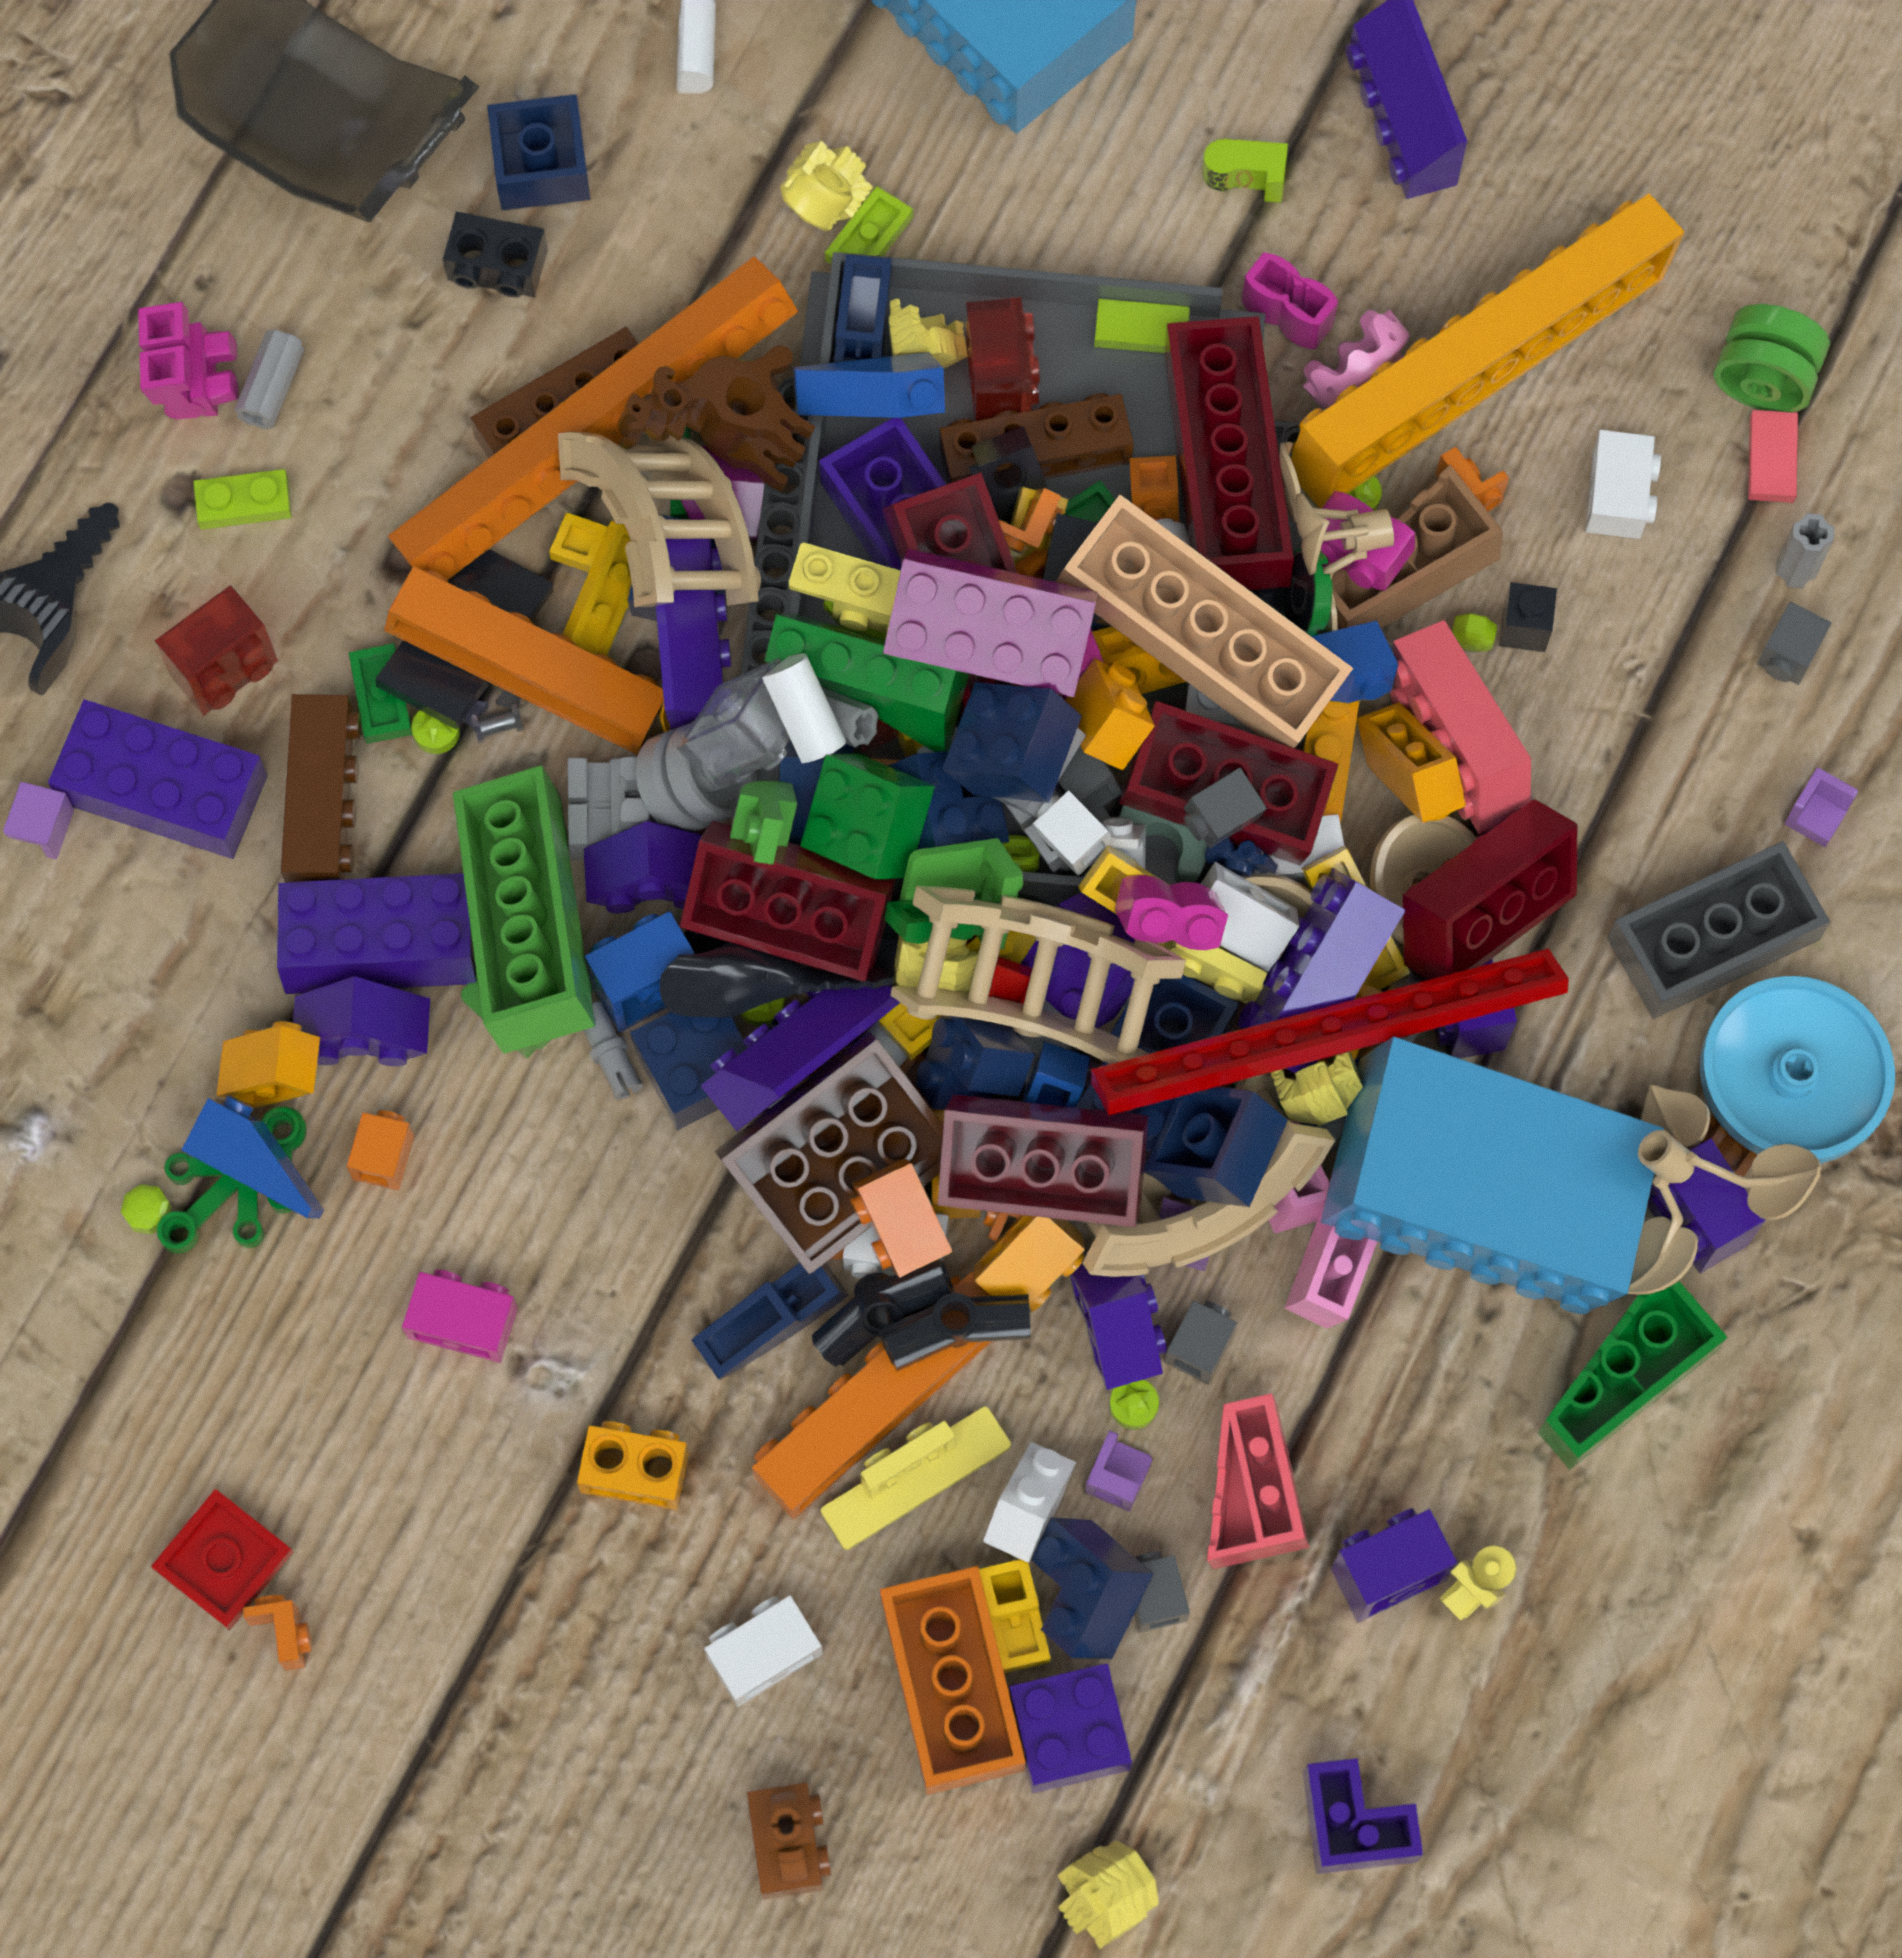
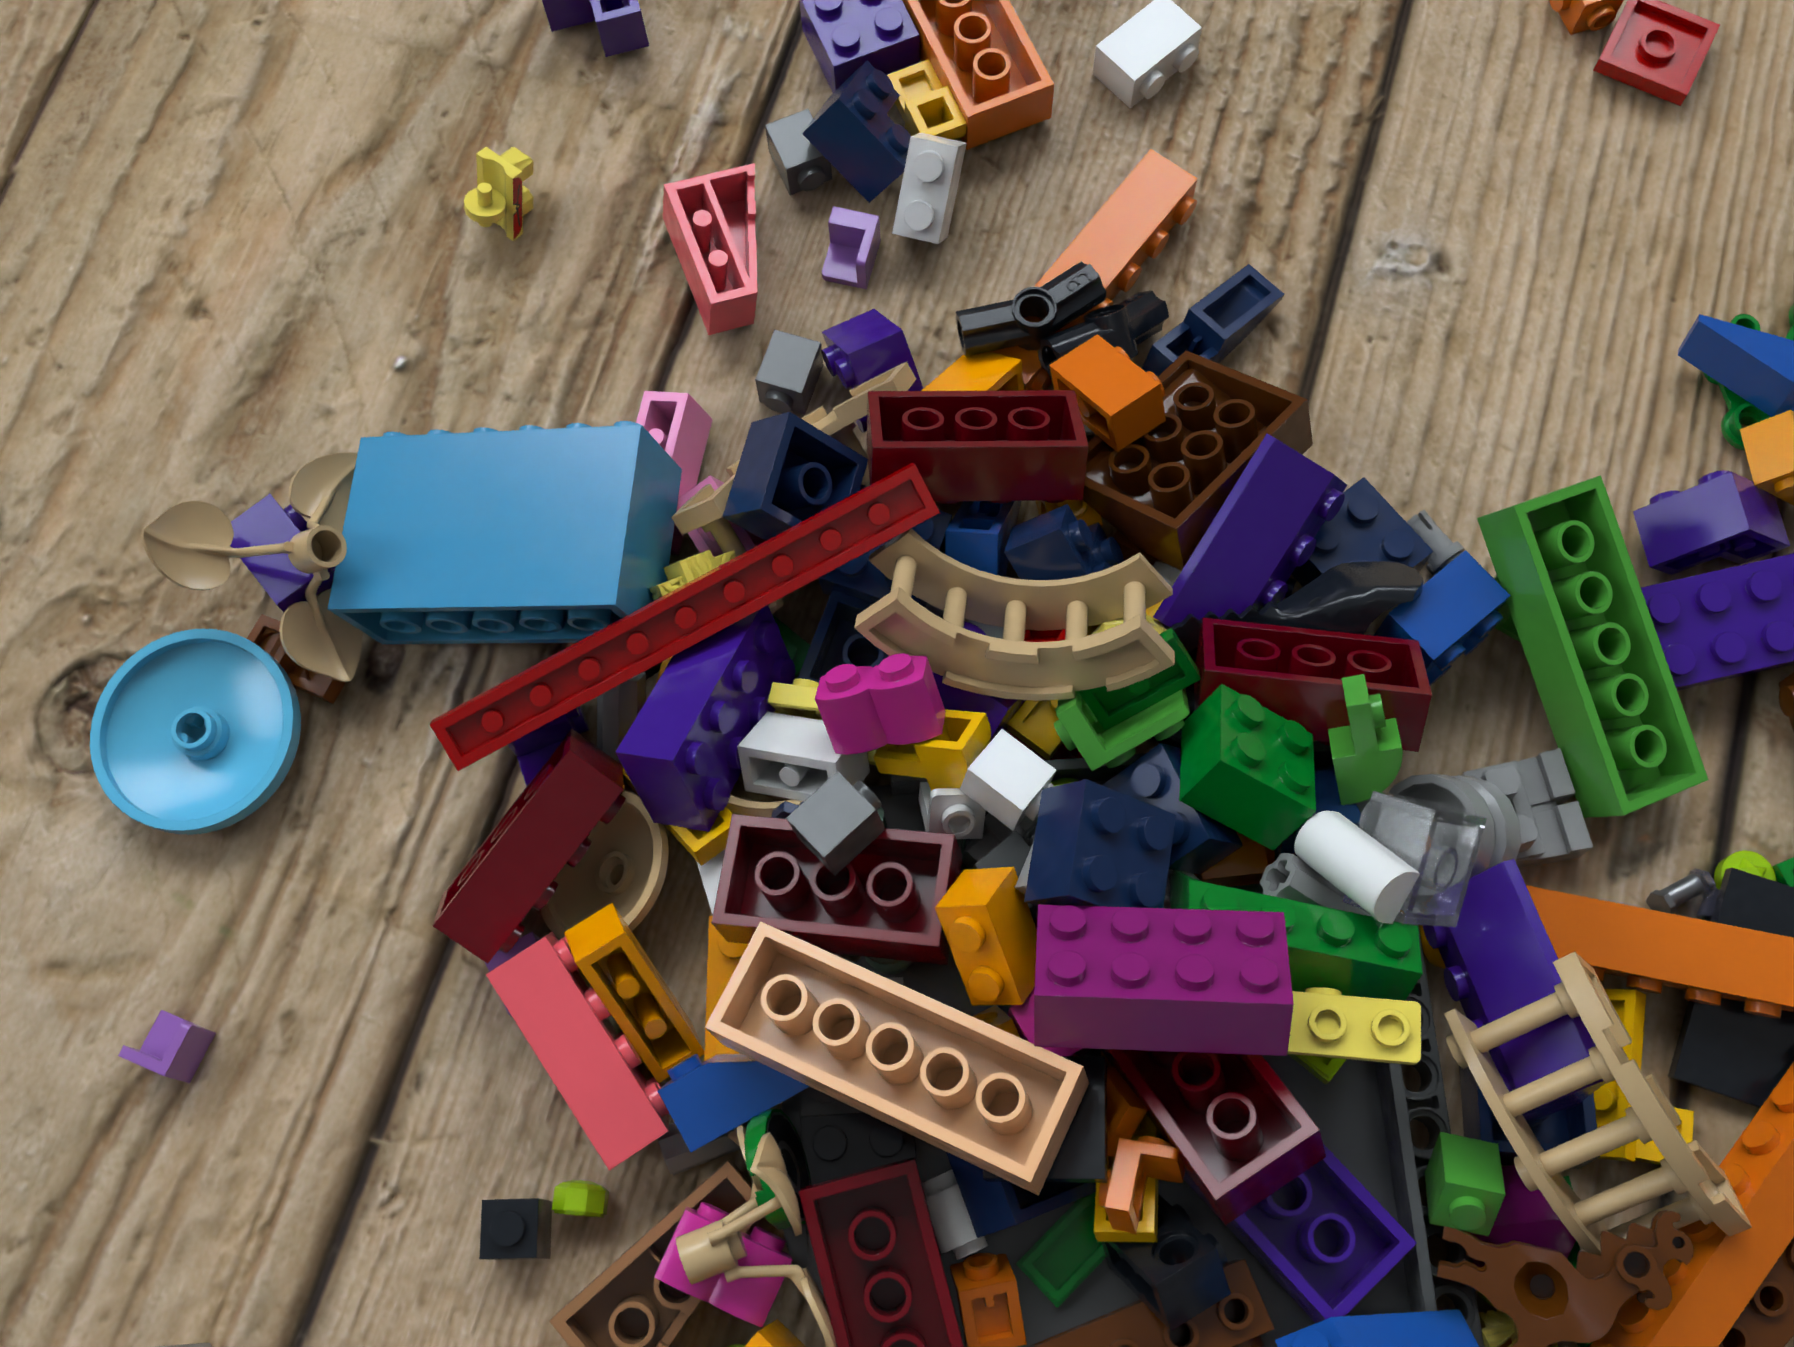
camera: 175 degrees right, 0 degrees up
(381, 1149) = (1644, 416): orange brick -> none
(460, 1315) = (1512, 278): dark pink brick -> none
(629, 1479) = (1306, 168): light orange brick -> none
(640, 866) = (1470, 734): dark purple brick -> none
(766, 503) = (1464, 1183): none -> bright green brick
(914, 1474) = (1039, 218): light yellow bracket -> none
(1134, 1405) = (843, 307): lime tile -> none
(1392, 1564) = (580, 191): dark purple brick -> none
(1638, 1362) = (363, 388): green wedge -> none
(1718, 929) = (278, 873): dark grey brick -> none
(1793, 644) = (197, 1251): dark grey brick -> none

